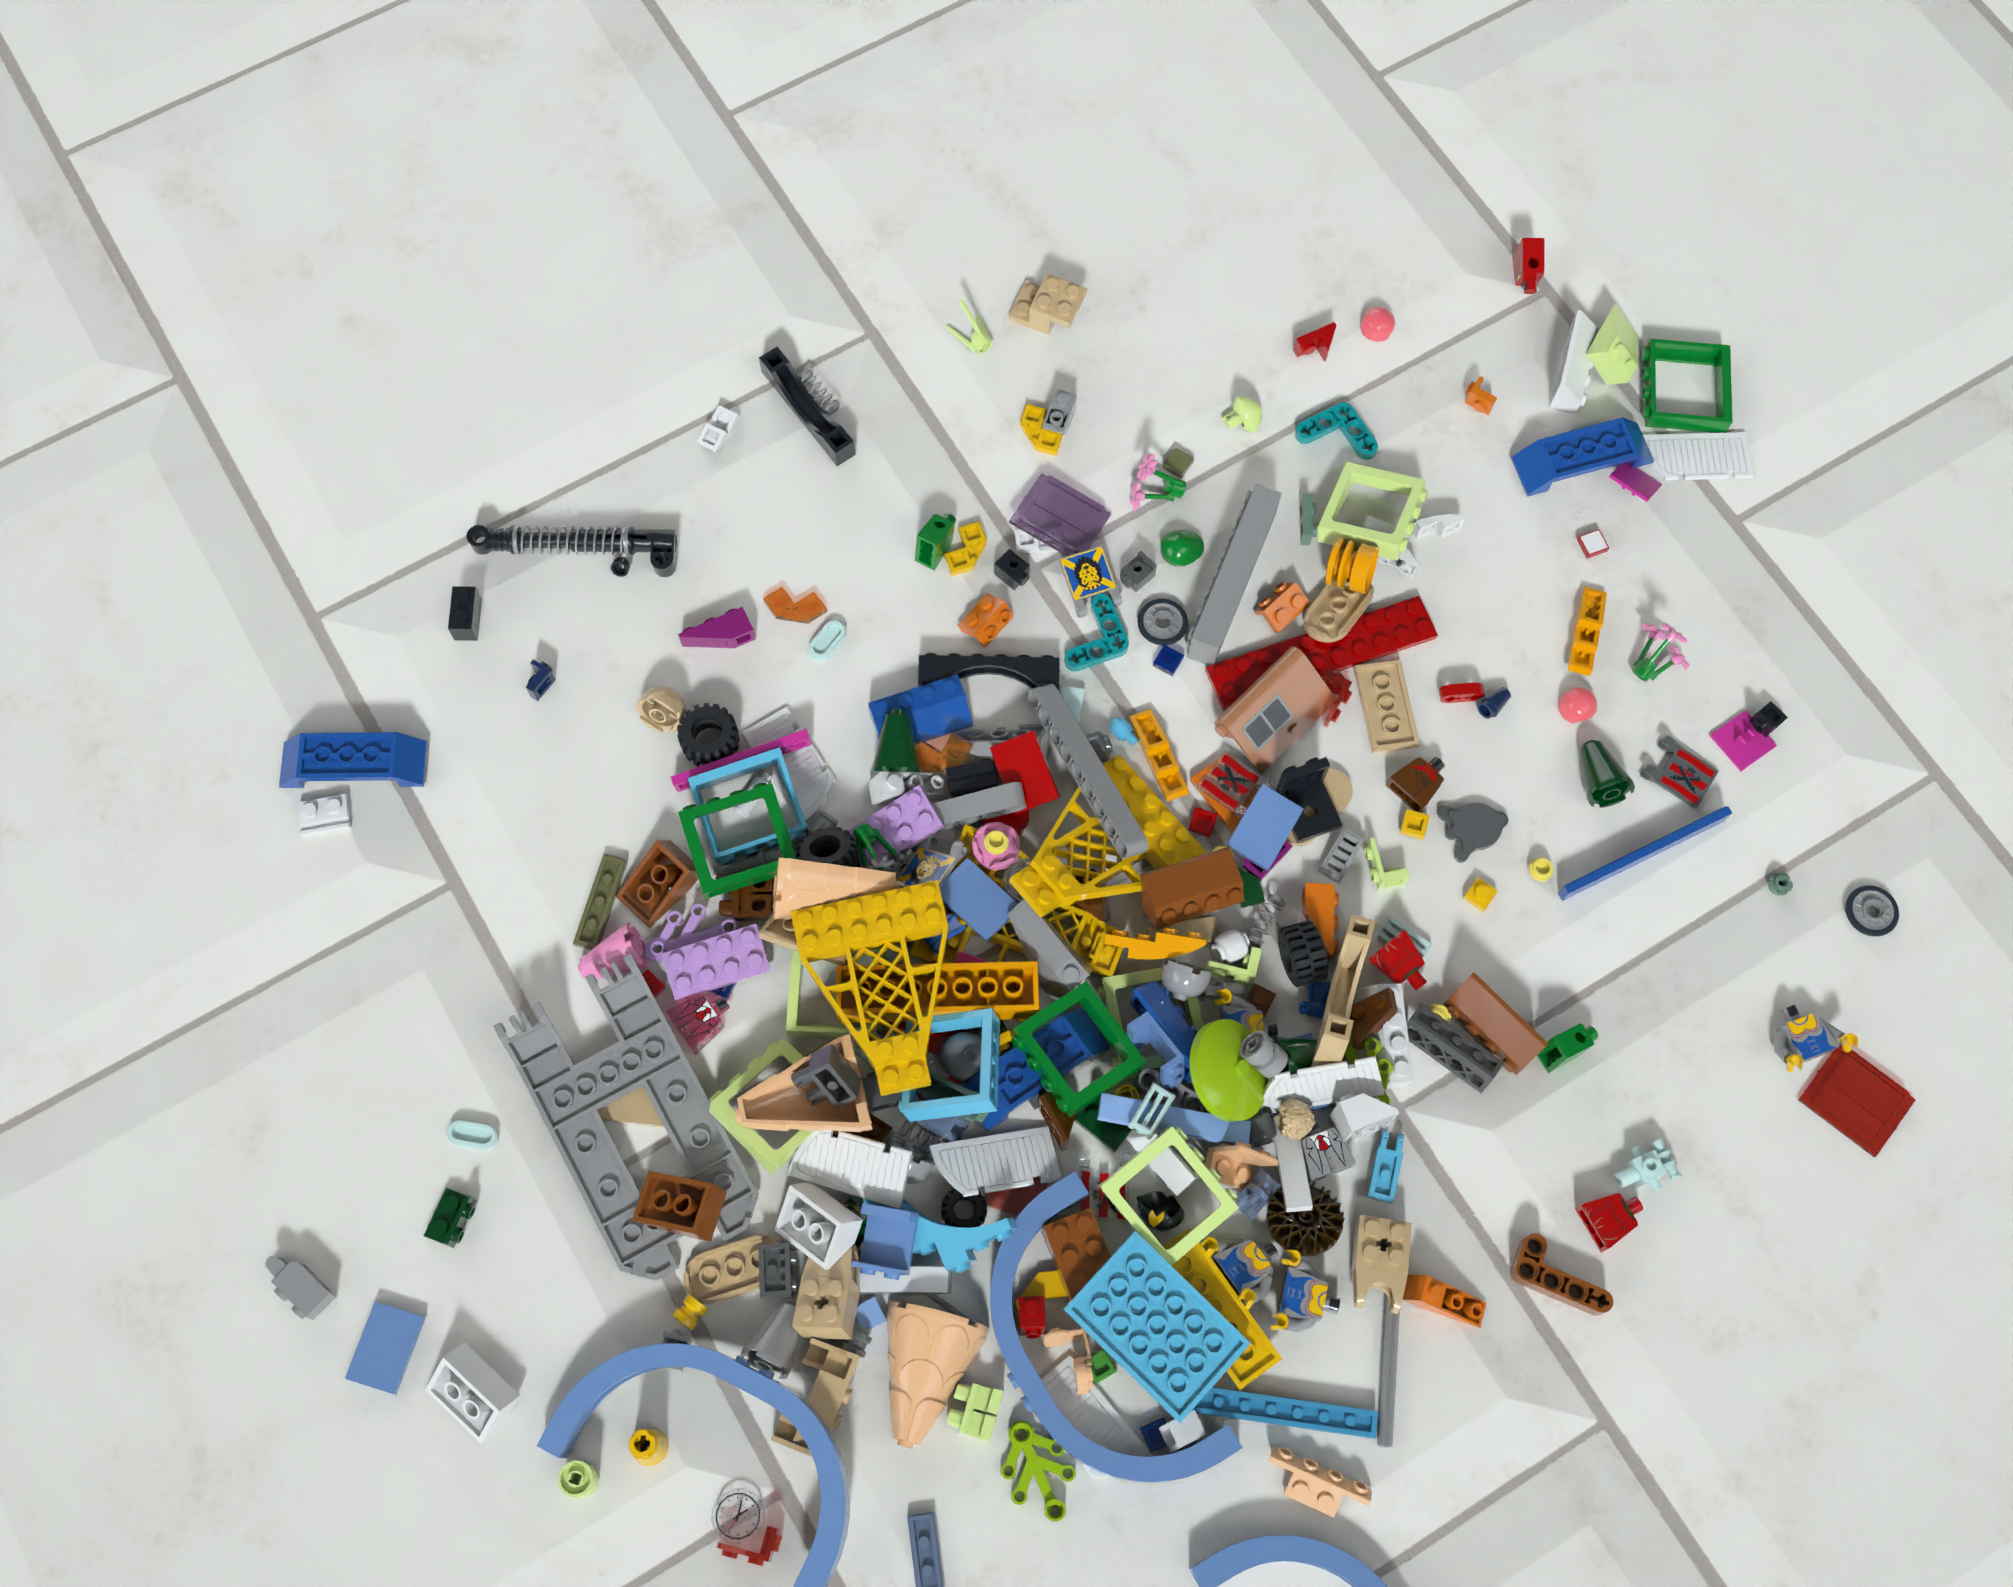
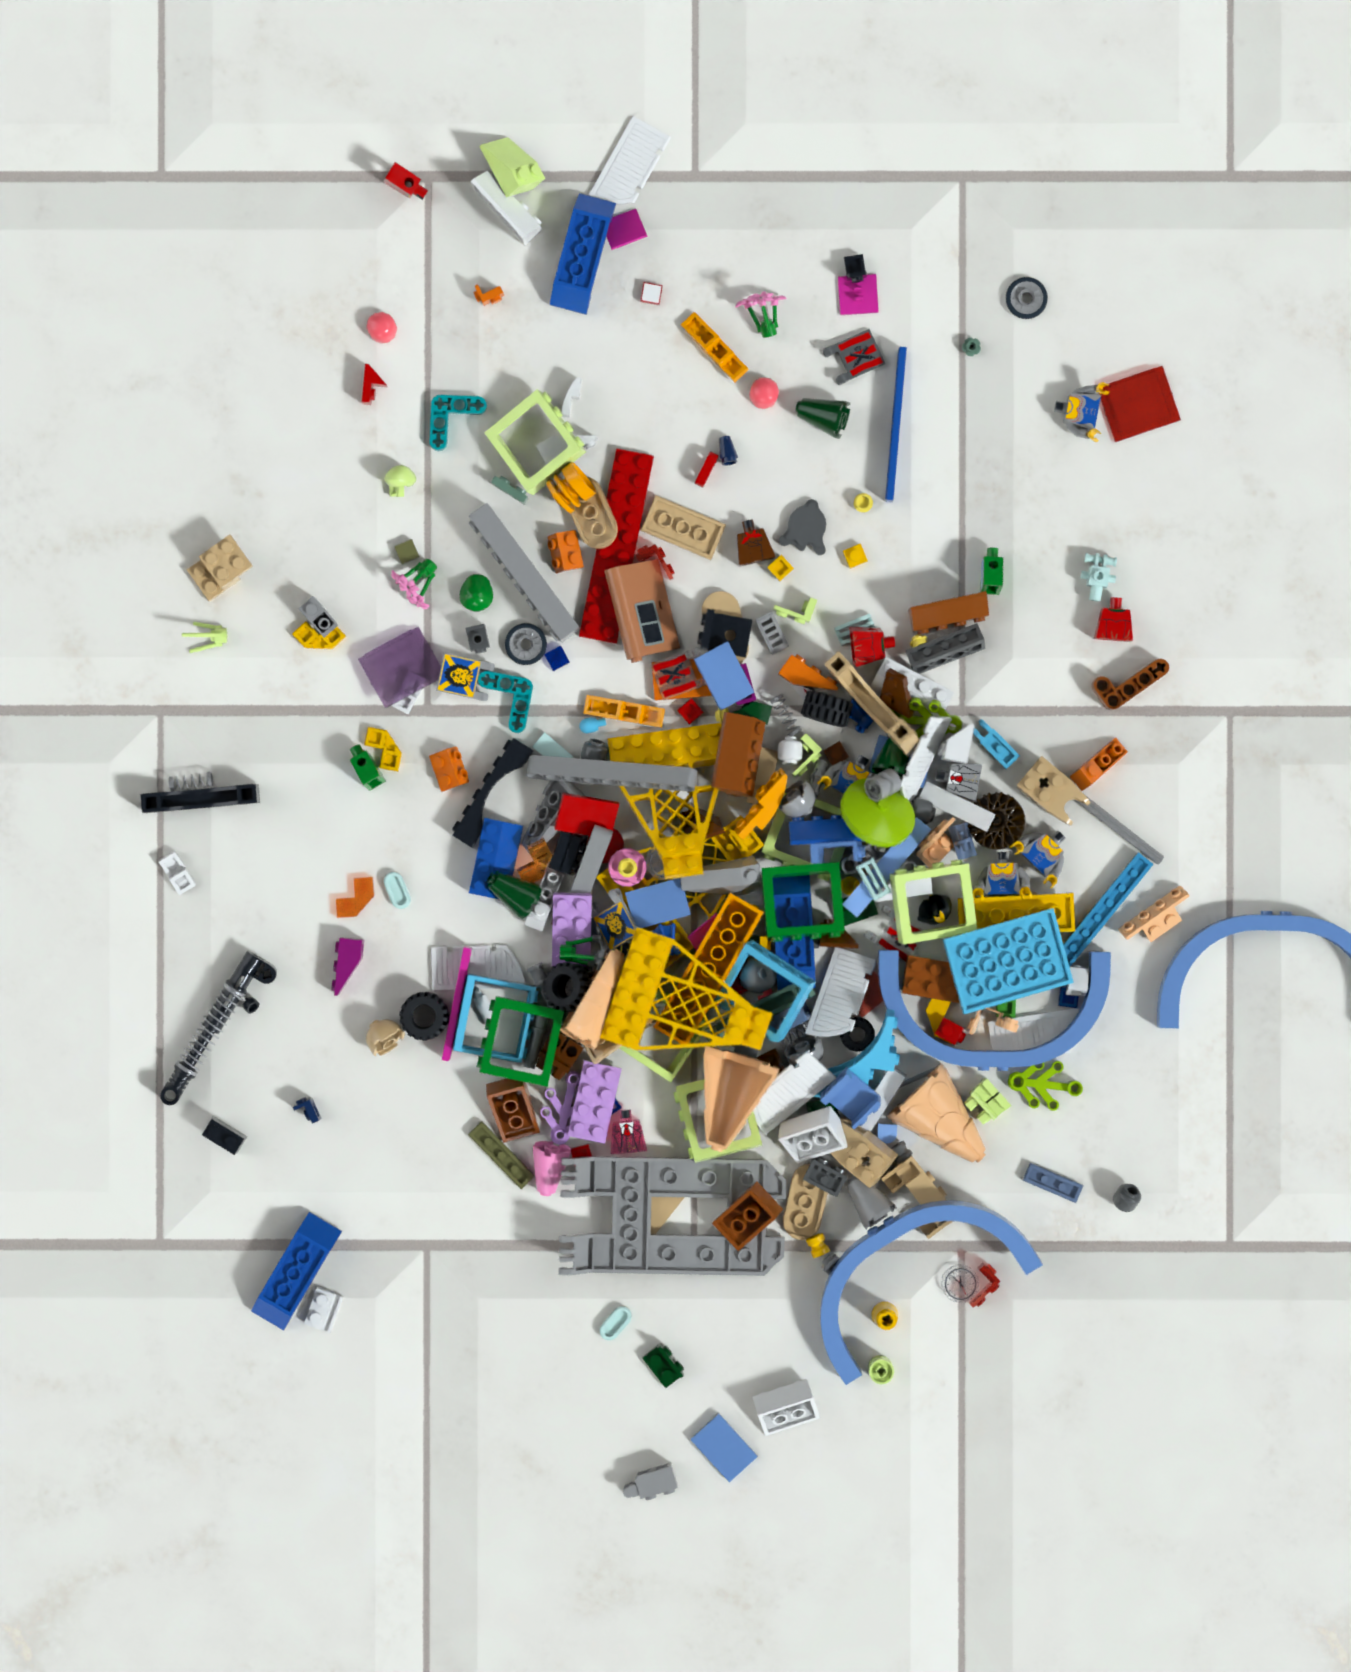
camera: 60 degrees left, 20 degrees up
(833, 1076) = (727, 1076): dark grey brick -> none
(1012, 569) = (422, 727): black brick -> none
(1294, 1119) = (931, 786): tan piece -> none
(1691, 353) = (563, 92): green piece -> none

